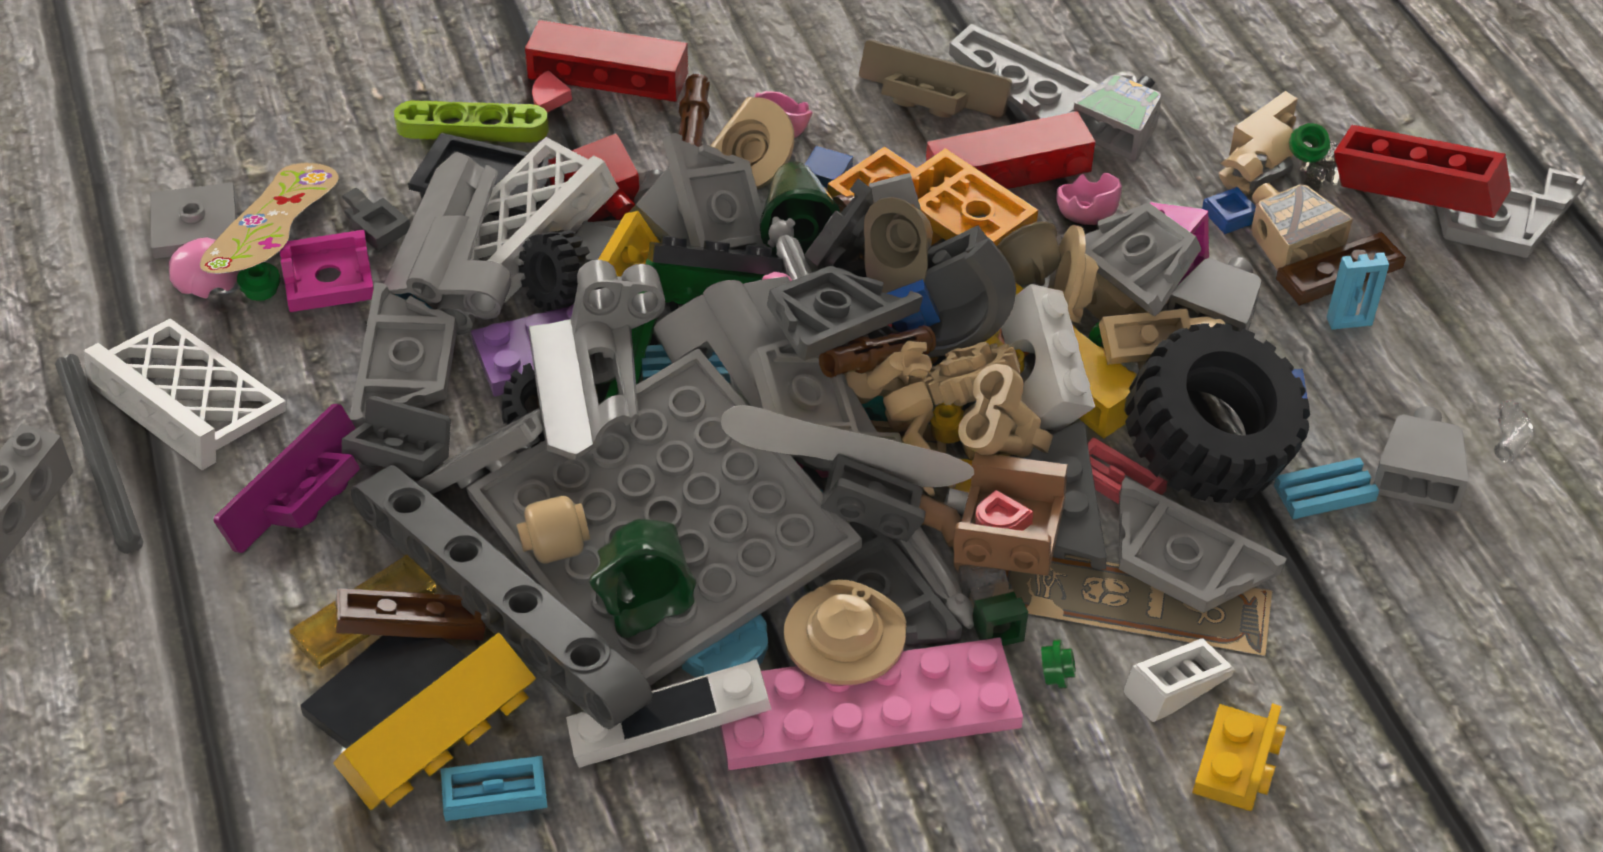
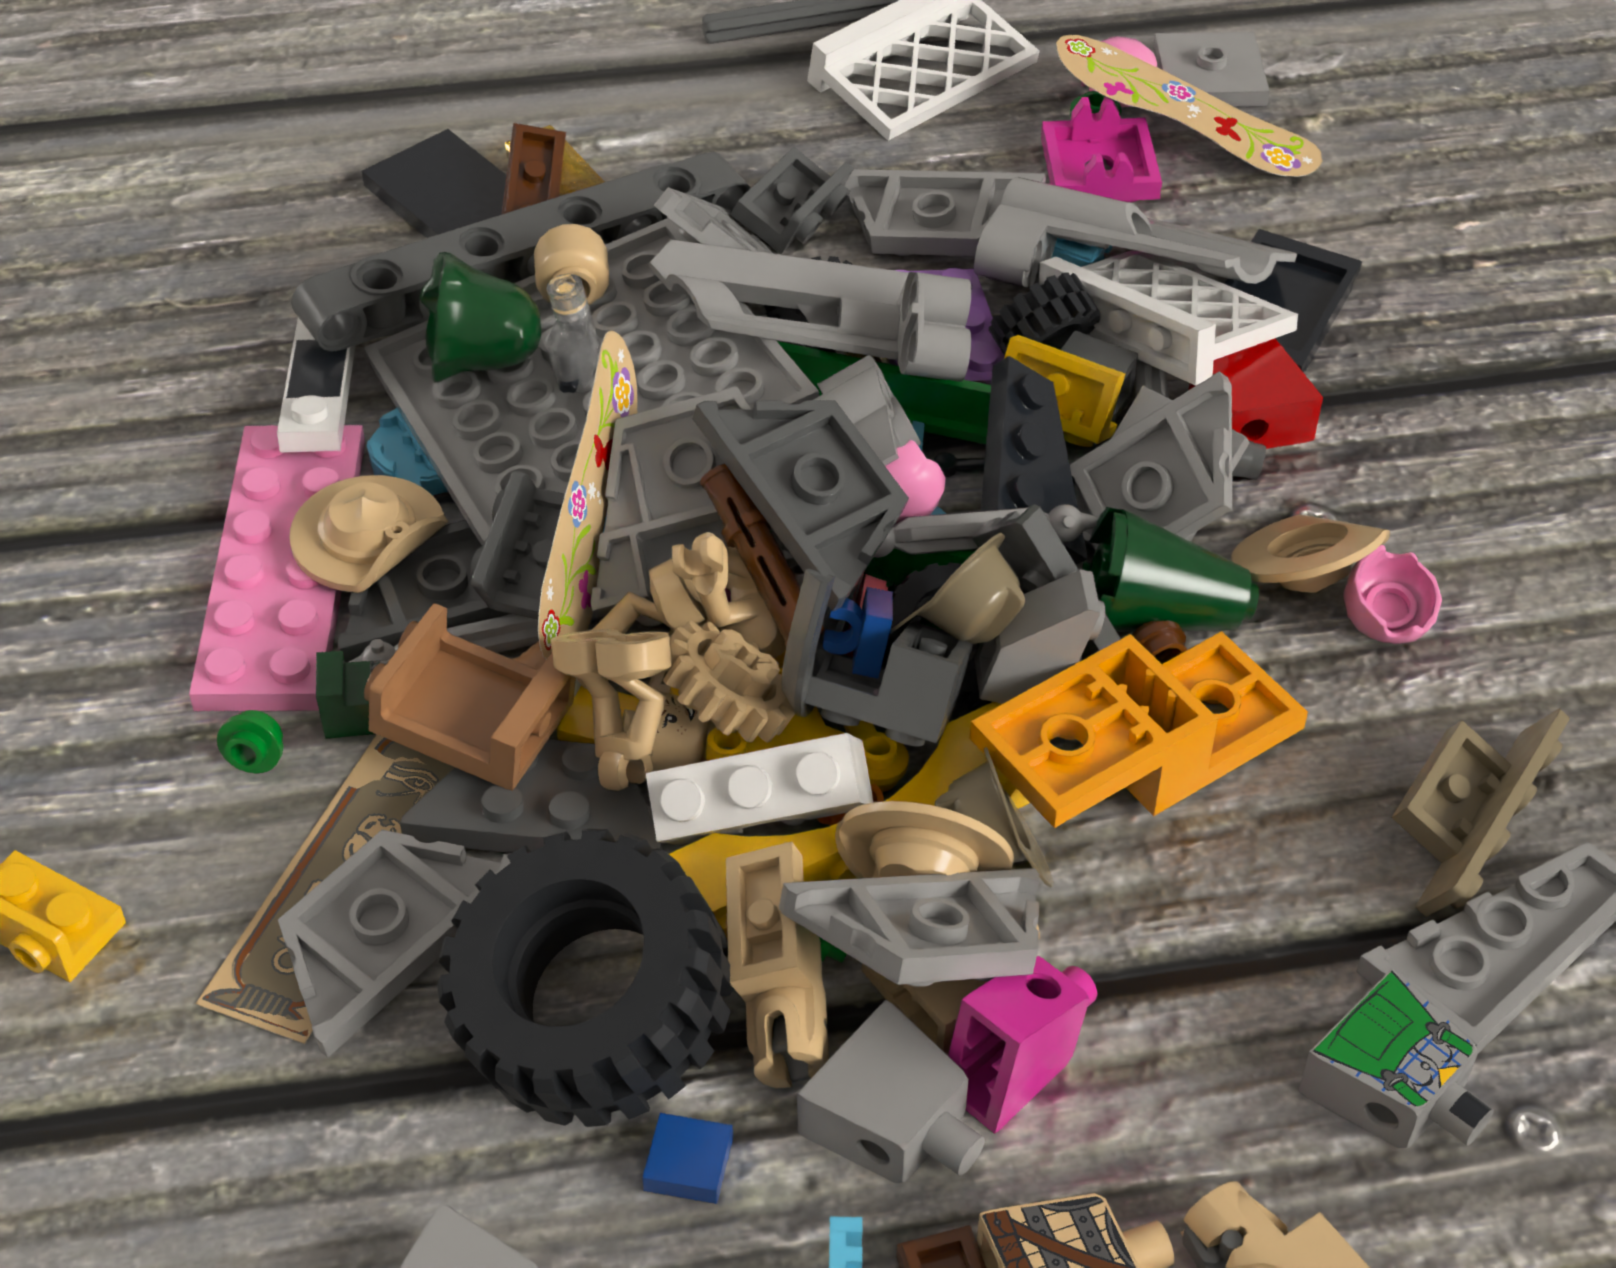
camera: 100 degrees right, 0 degrees up
(293, 484) = (751, 124): magenta bracket -> none
(378, 220) = (1189, 199): dark grey plate -> none
(415, 122) = (1394, 295): lime beam -> none
(434, 722) = (360, 190): yellow brick -> none
(494, 795) = (270, 282): medium azure tile -> none
(550, 92) = (1458, 372): coral tile -> none
(608, 60) = (1522, 428): red brick -> none
(657, 501) = (573, 339): none -> clear piece
(694, 109) = (1386, 509): reddish brown pin -> none
(828, 164) = (1284, 652): tile -> none
(1003, 512) = (465, 677): coral tile -> none
(1025, 150) = (1282, 881): brick -> none
(1089, 201) = (1162, 961): bright pink hair -> none
(1158, 698) = (172, 834): white slope -> none
(1230, 210) = (1144, 1193): blue tile -> none
(1323, 482) = (460, 1110): medium azure tile -> none

